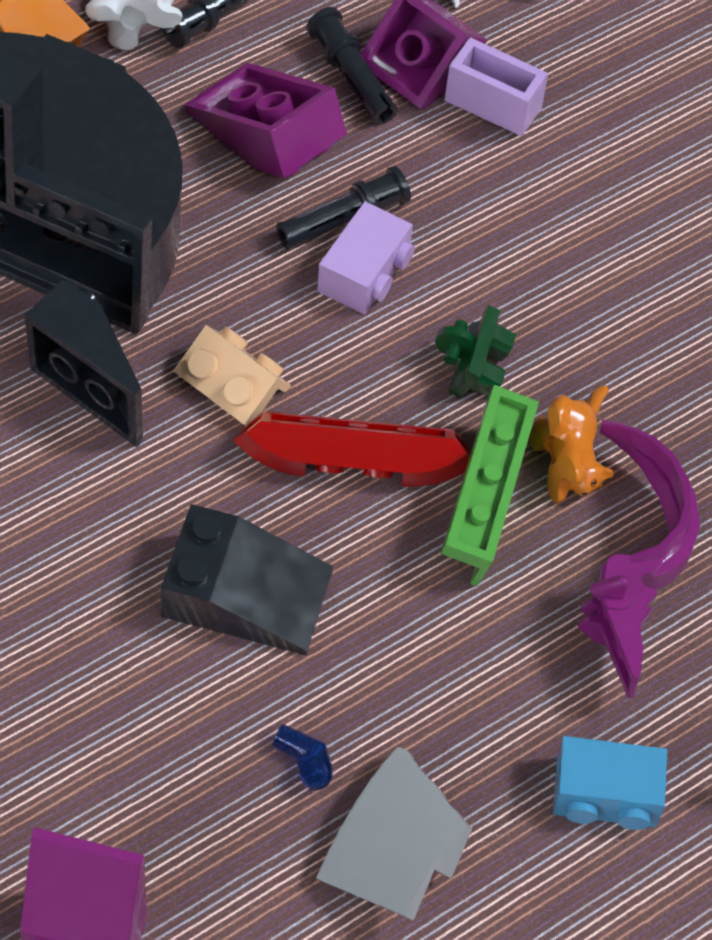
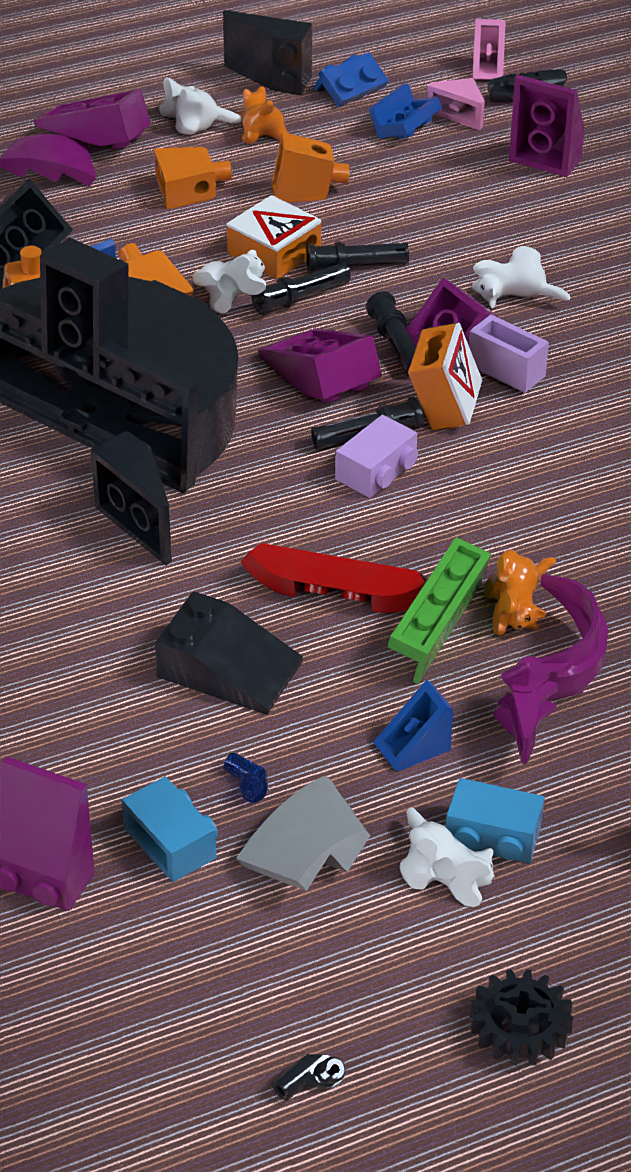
camera: 15 degrees right, 15 degrees down
(229, 374) = (248, 519): light nougat bracket -> none
(229, 849) = (170, 828): none -> dark azure brick
(431, 135) = (445, 376): none -> orange piece
(471, 350) = (438, 516): dark green hips -> none
(494, 664) = (418, 730): none -> blue slope
(556, 844) = (443, 858): none -> white animal

